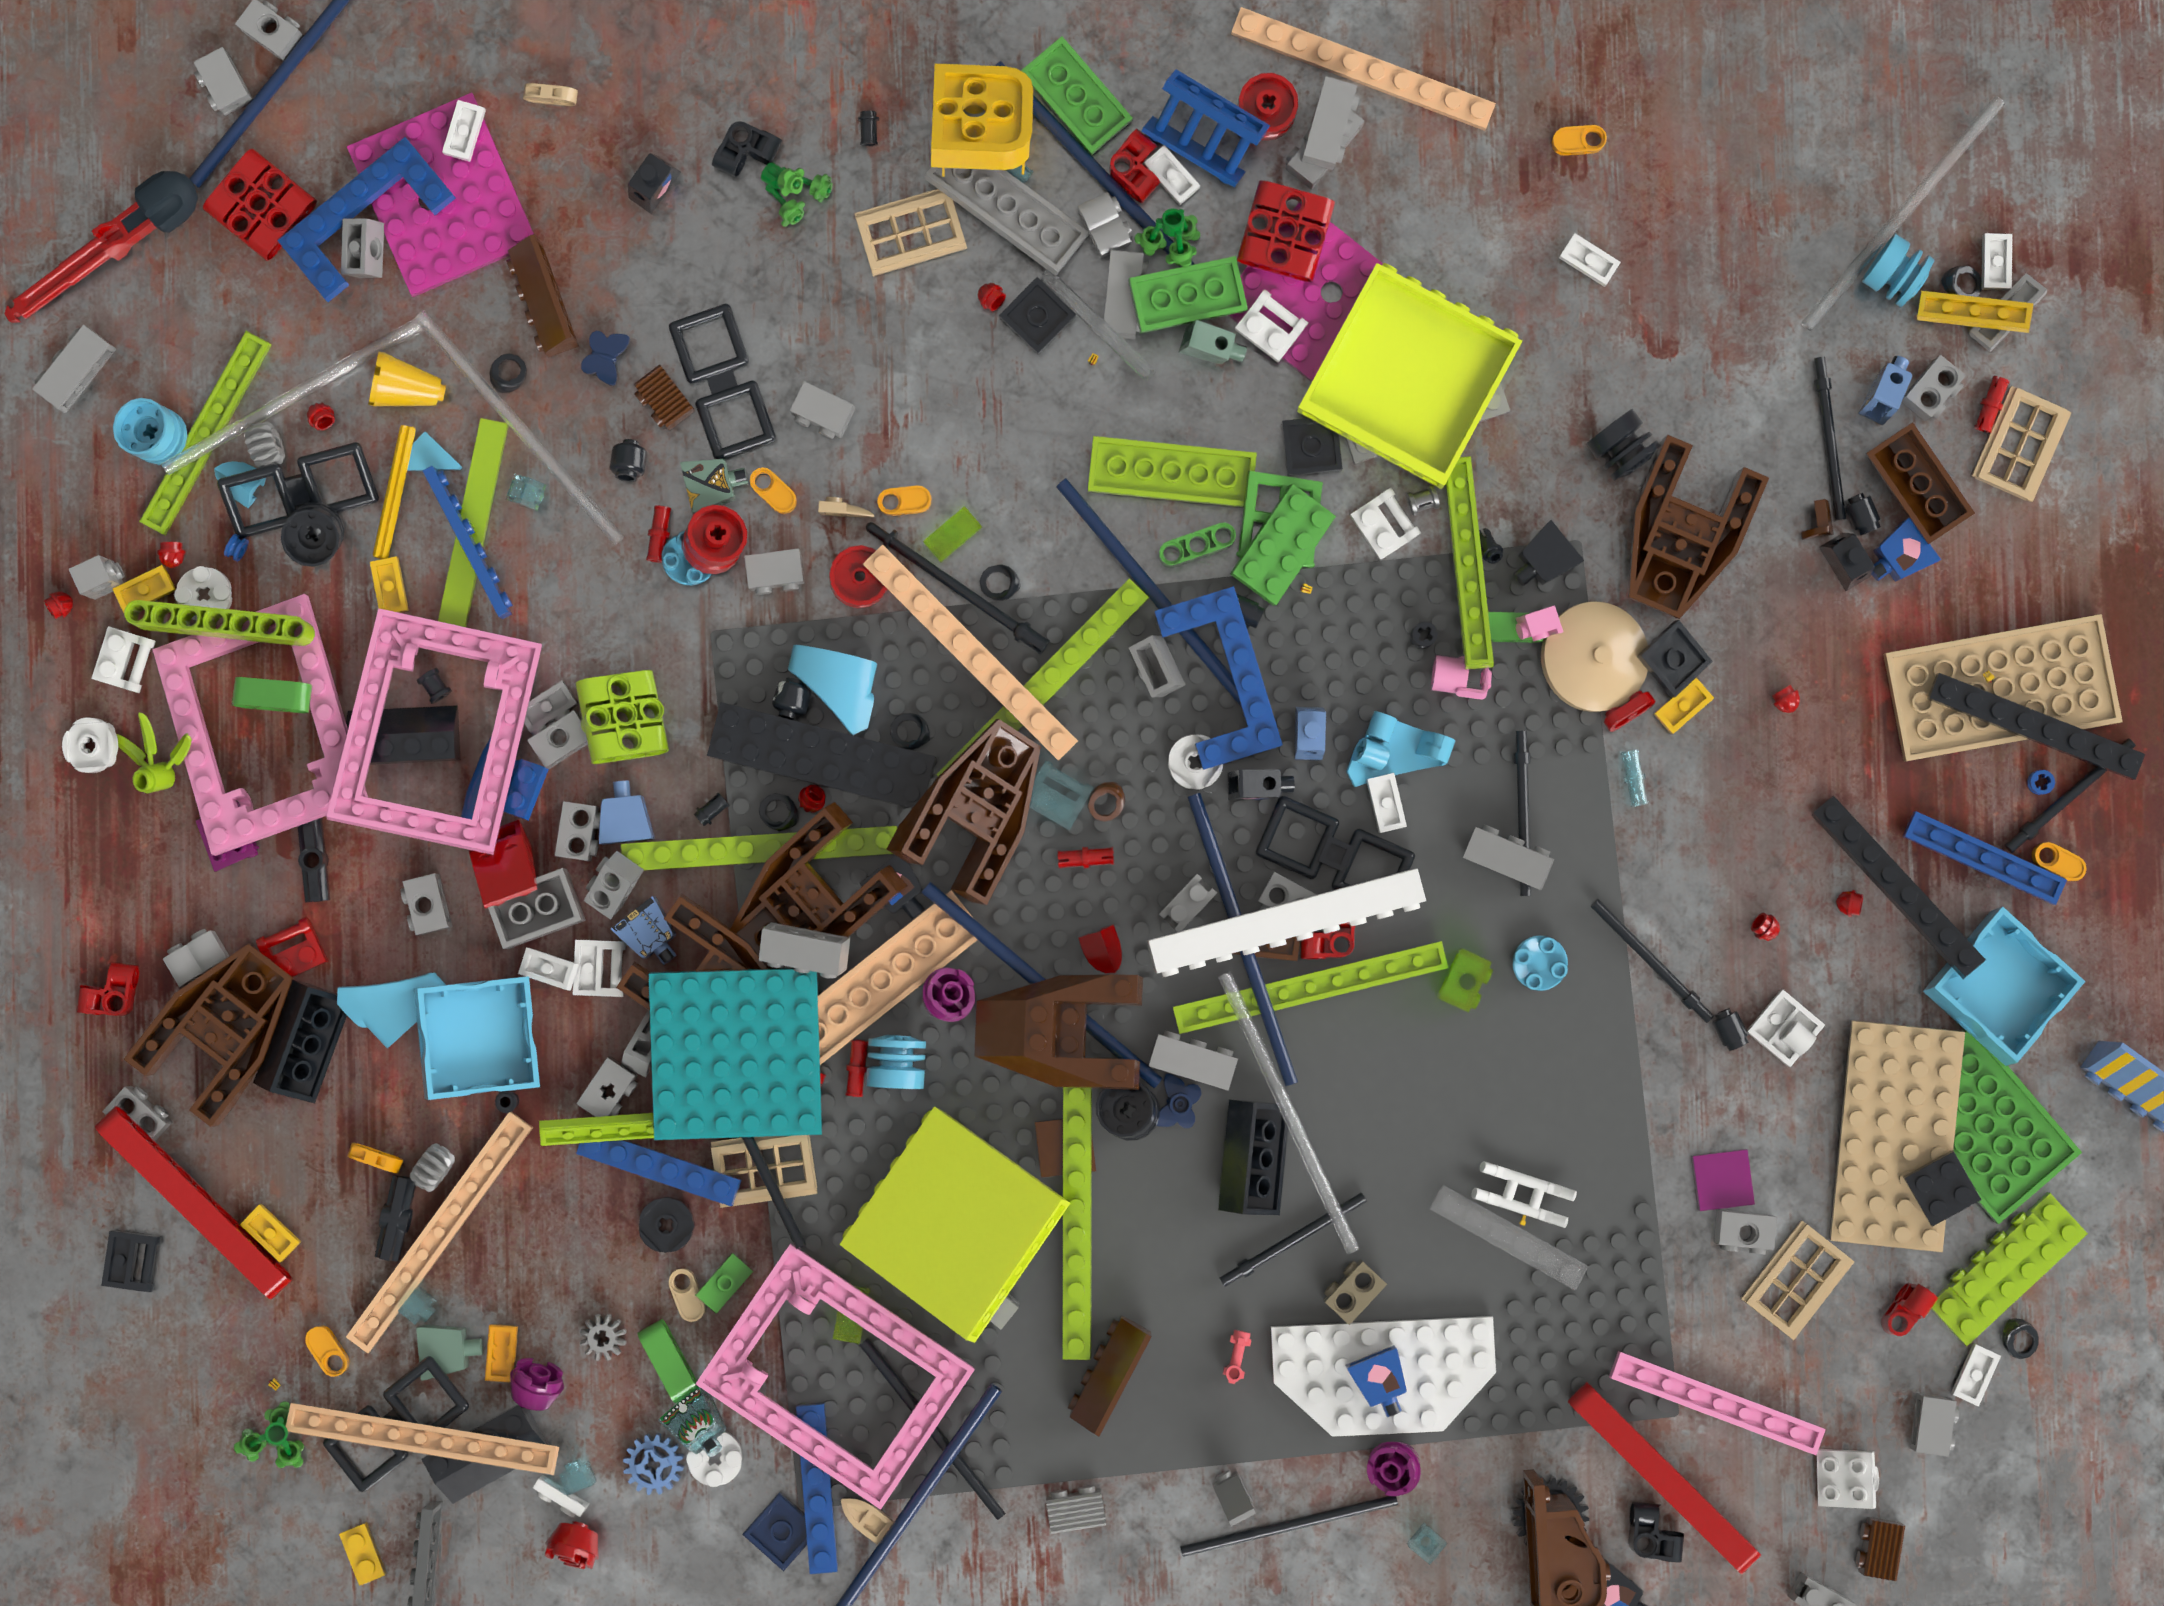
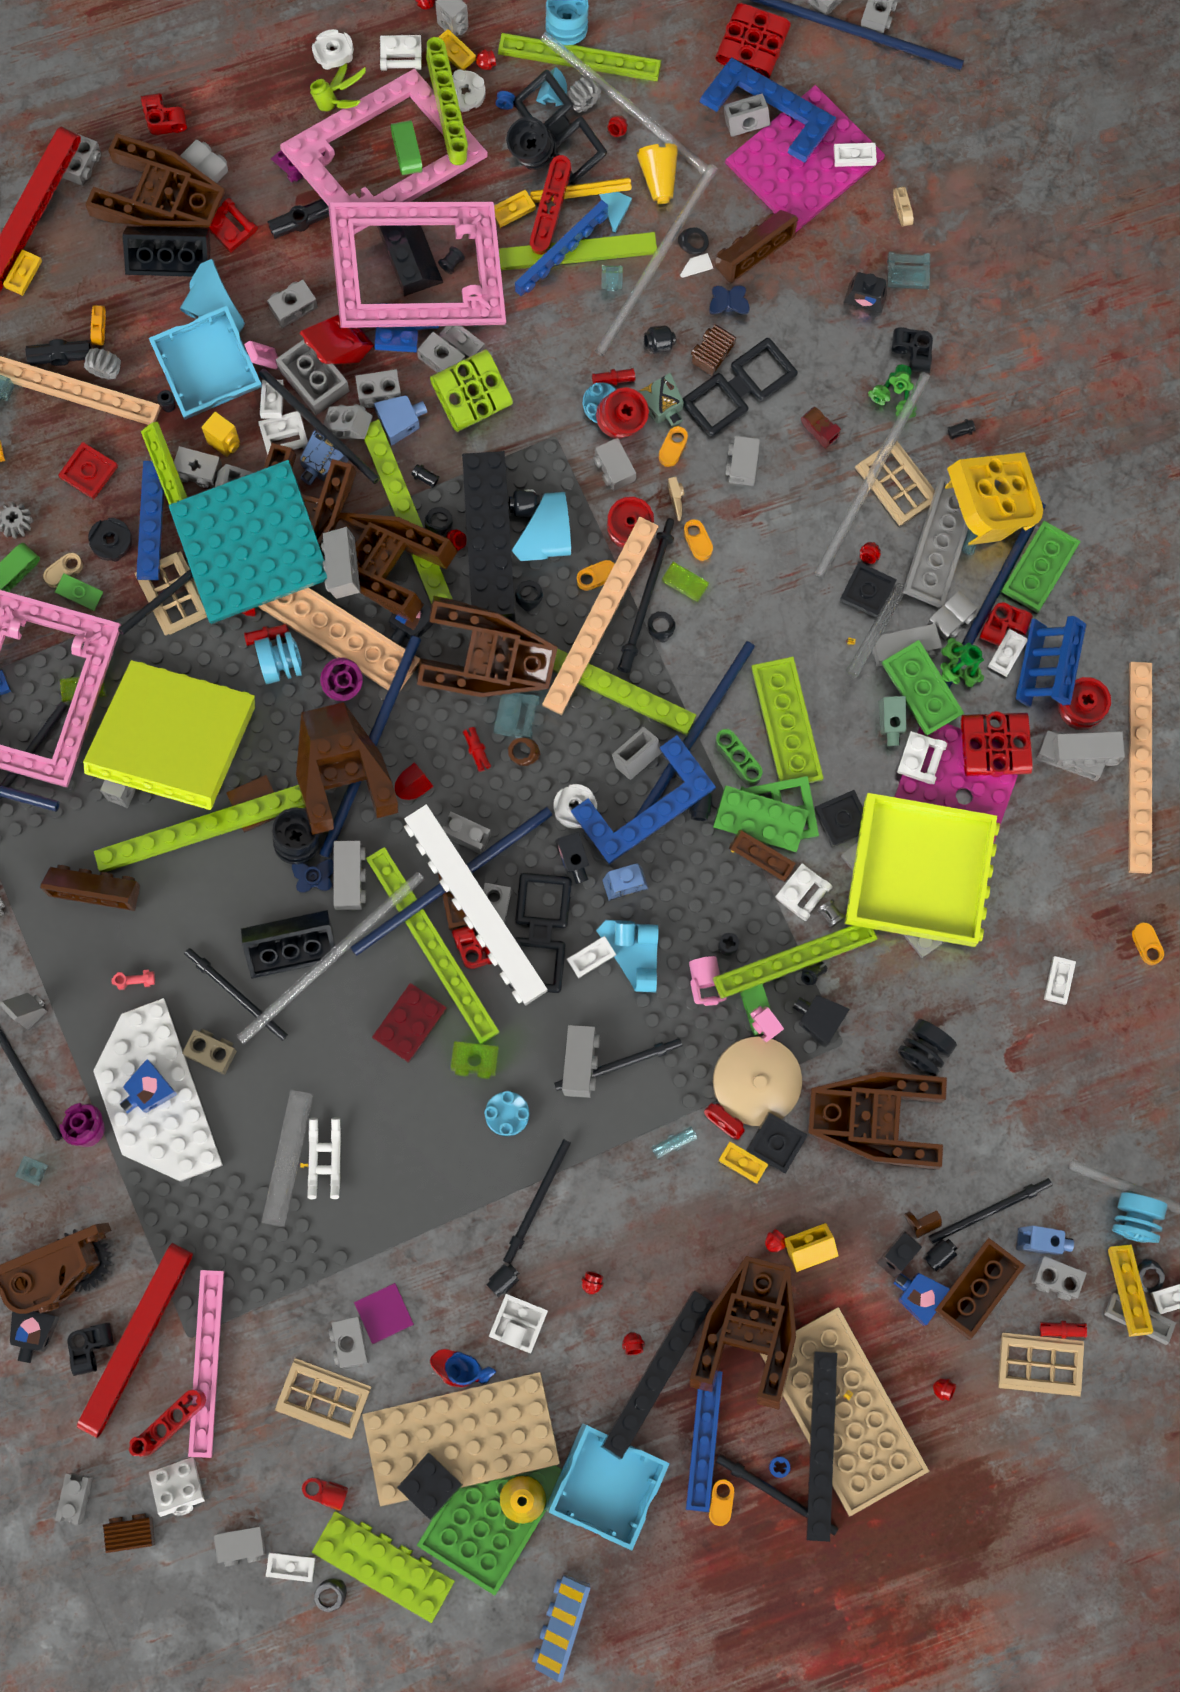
camera: 70 degrees right, 10 degrees down
(381, 523) = (555, 186): none -> red piece
(487, 963) = (262, 354): none -> bright pink plate
(541, 379) = (696, 265): none -> white sticker
(566, 1226) = (88, 470): none -> red plate
(578, 1046) = (221, 434): none -> yellow brick
(607, 921) = (319, 426): none -> black piece
(645, 121) = (908, 276): none -> clear light blue plate
(808, 300) = (820, 427): none -> dark red leg
(894, 258) = (872, 475): none -> clear piece
(911, 634) = (599, 573): none -> light orange piece
(1328, 558) = (762, 855): none -> reddish brown plate
(1394, 1044) = (409, 1022): none -> dark red plate
(1772, 1465) = (168, 1421): none -> red beam
(1809, 660) = (811, 1247): none -> yellow brick
(1818, 1112) = (459, 1369): none -> blue hair
(1869, 753) = (752, 1315): none -> reddish brown wedge
(1987, 1086) = (522, 1487): none -> yellow cone
(2015, 564) = (944, 1389): none -> red plate

